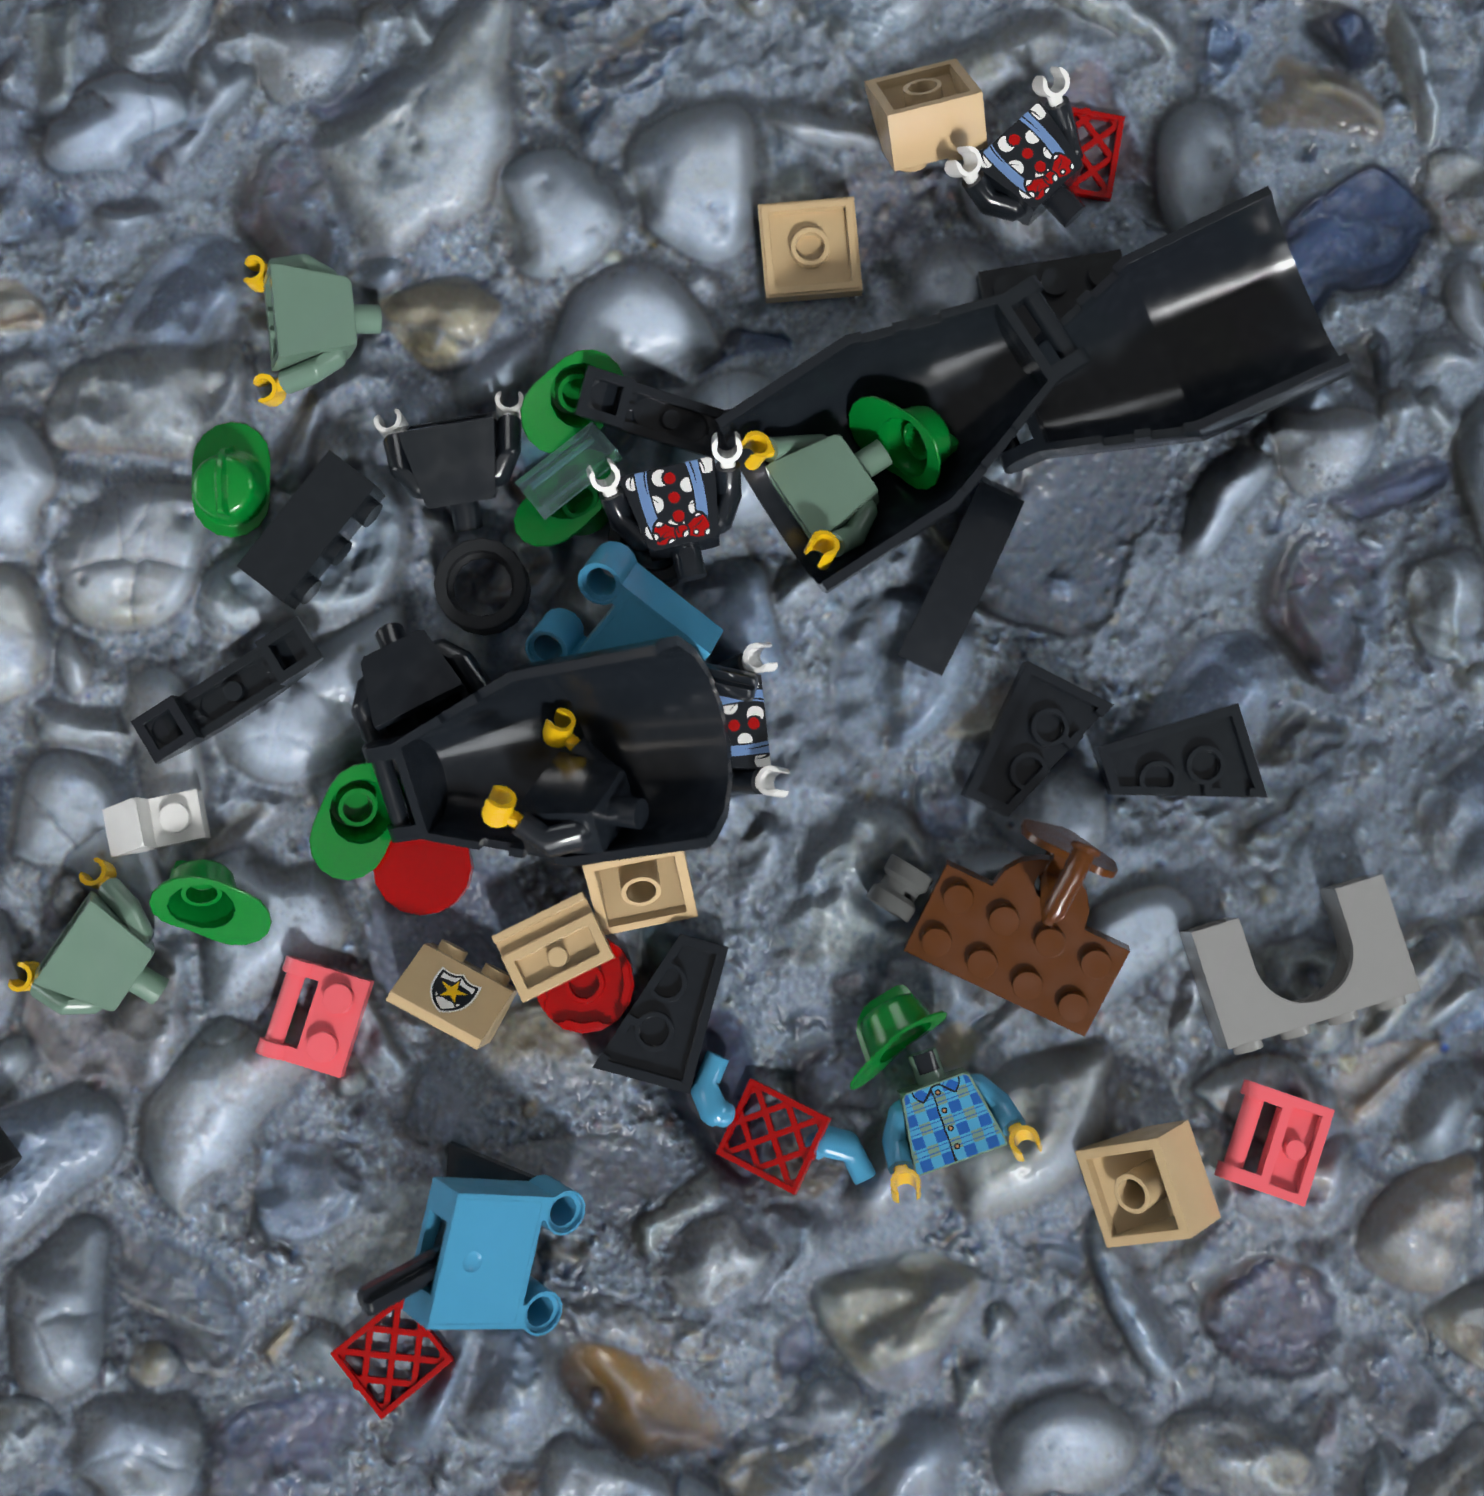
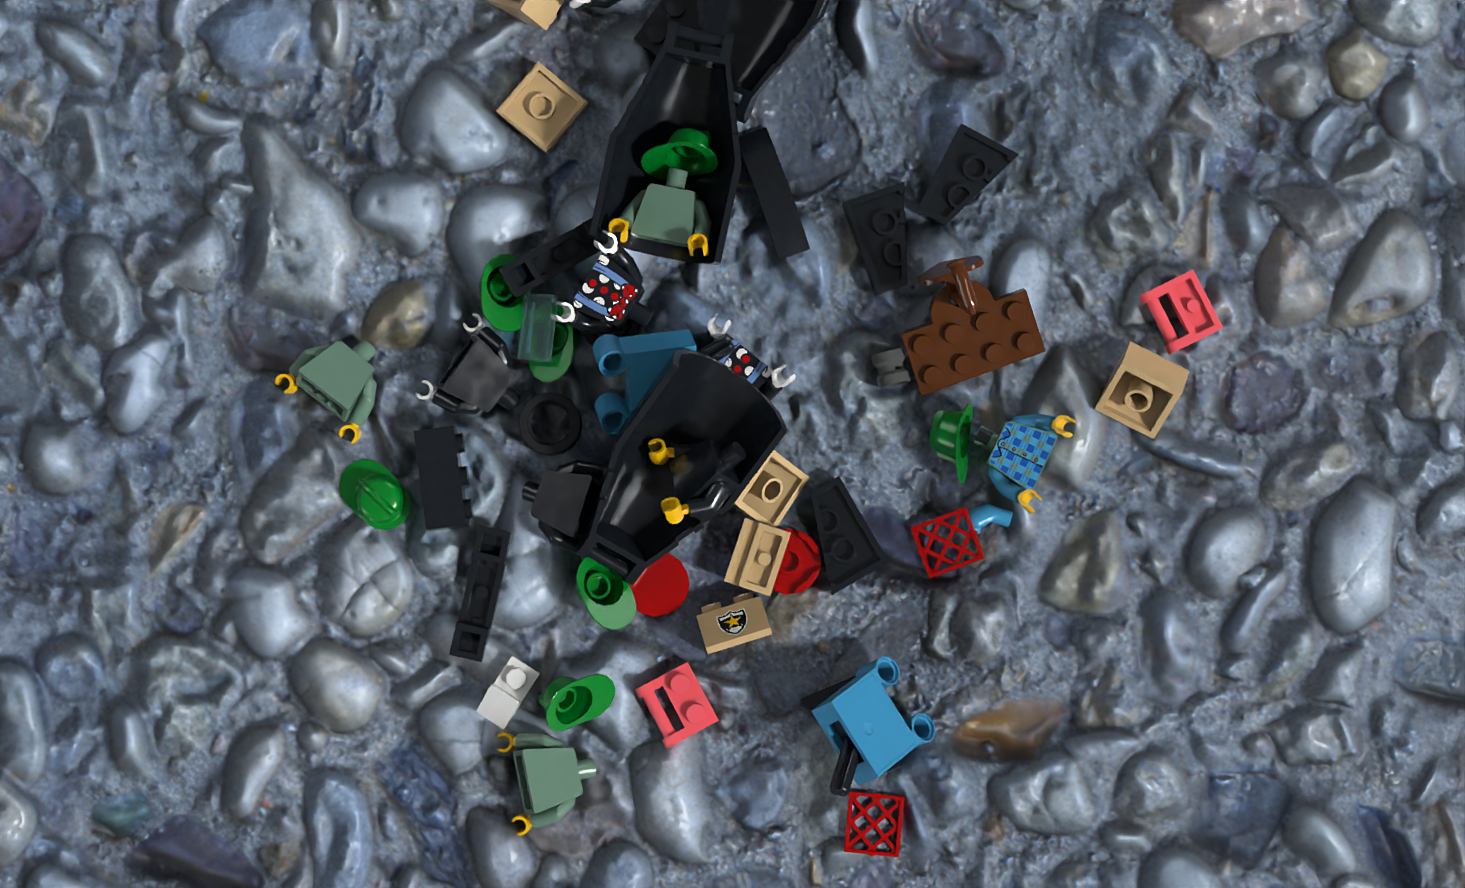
camera: 40 degrees left, 0 degrees up
(707, 1094) = (898, 554): dark azure arm -> none
(1368, 970) = (1145, 188): light grey arch -> none

